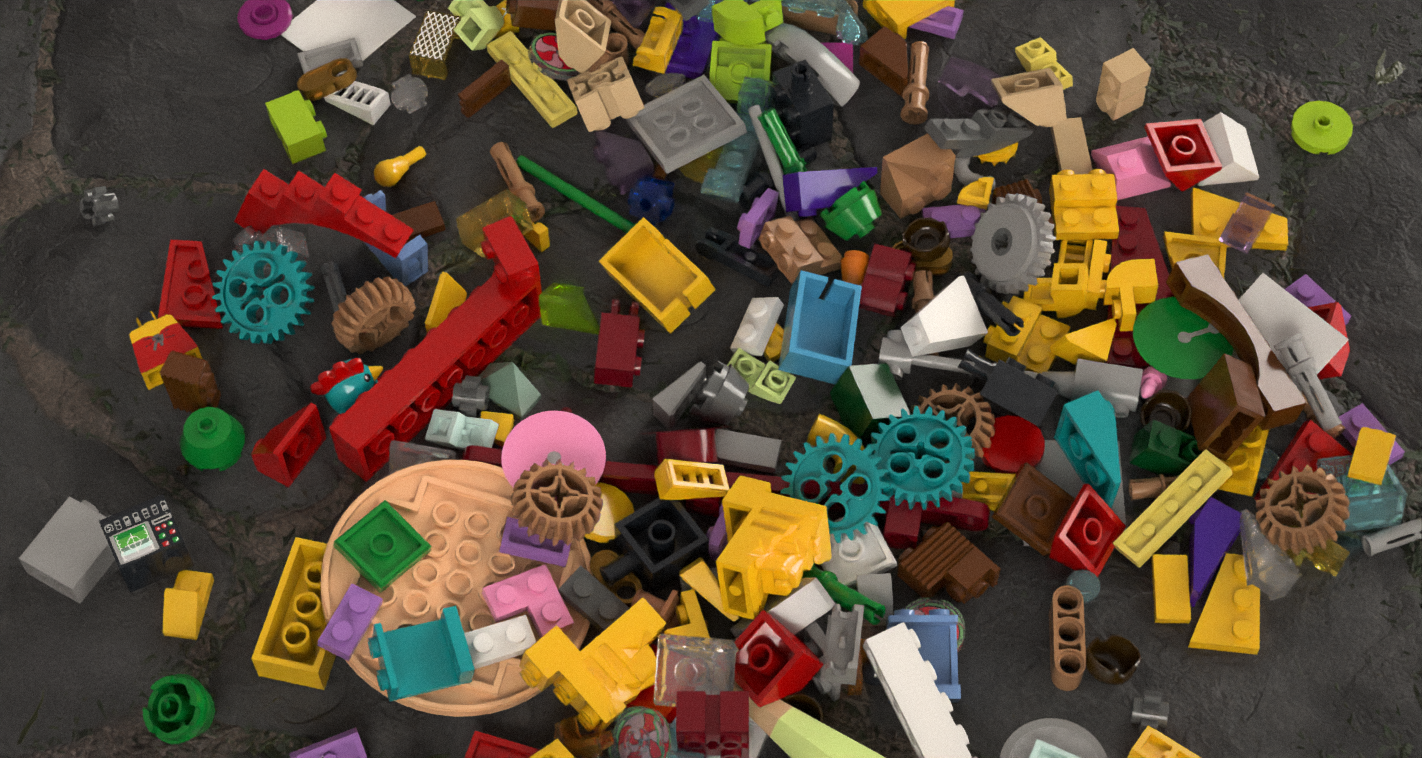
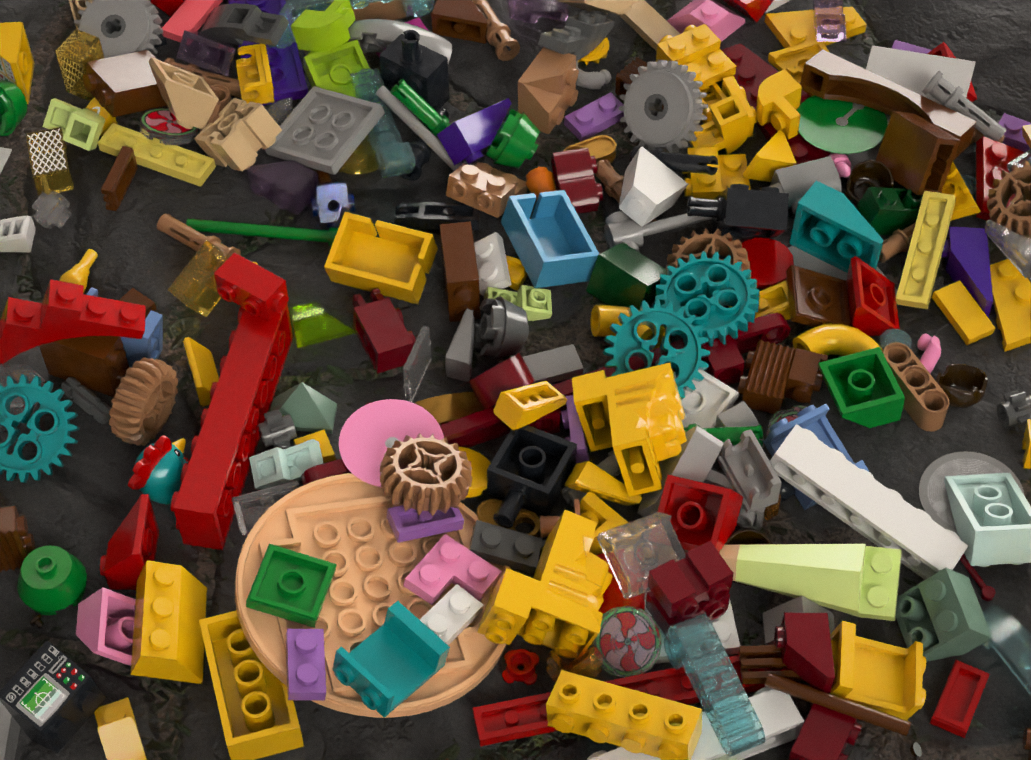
camera: 30 degrees left, 5 degrees down
(238, 513) = (107, 624): none -> bright pink slope
(283, 511) = (167, 624): none -> yellow slope
(354, 257) = (92, 360): none -> reddish brown brick
(537, 707) = (520, 657): none -> red plate
(626, 392) = (417, 363): none -> clear piece
(629, 447) = (451, 406): none -> pearl gold slope
(717, 320) = (460, 270): none -> reddish brown brick
(761, 211) = (433, 178): medium lavender plate -> none
(926, 239) = (591, 133): dark brown hair -> none
(977, 193) = (603, 85): yellow tile -> none
(1009, 616) = (864, 388): none -> green slope
(1028, 558) = (834, 340): none -> yellow cylinder
(1114, 608) = (931, 349): none -> bright pink arm

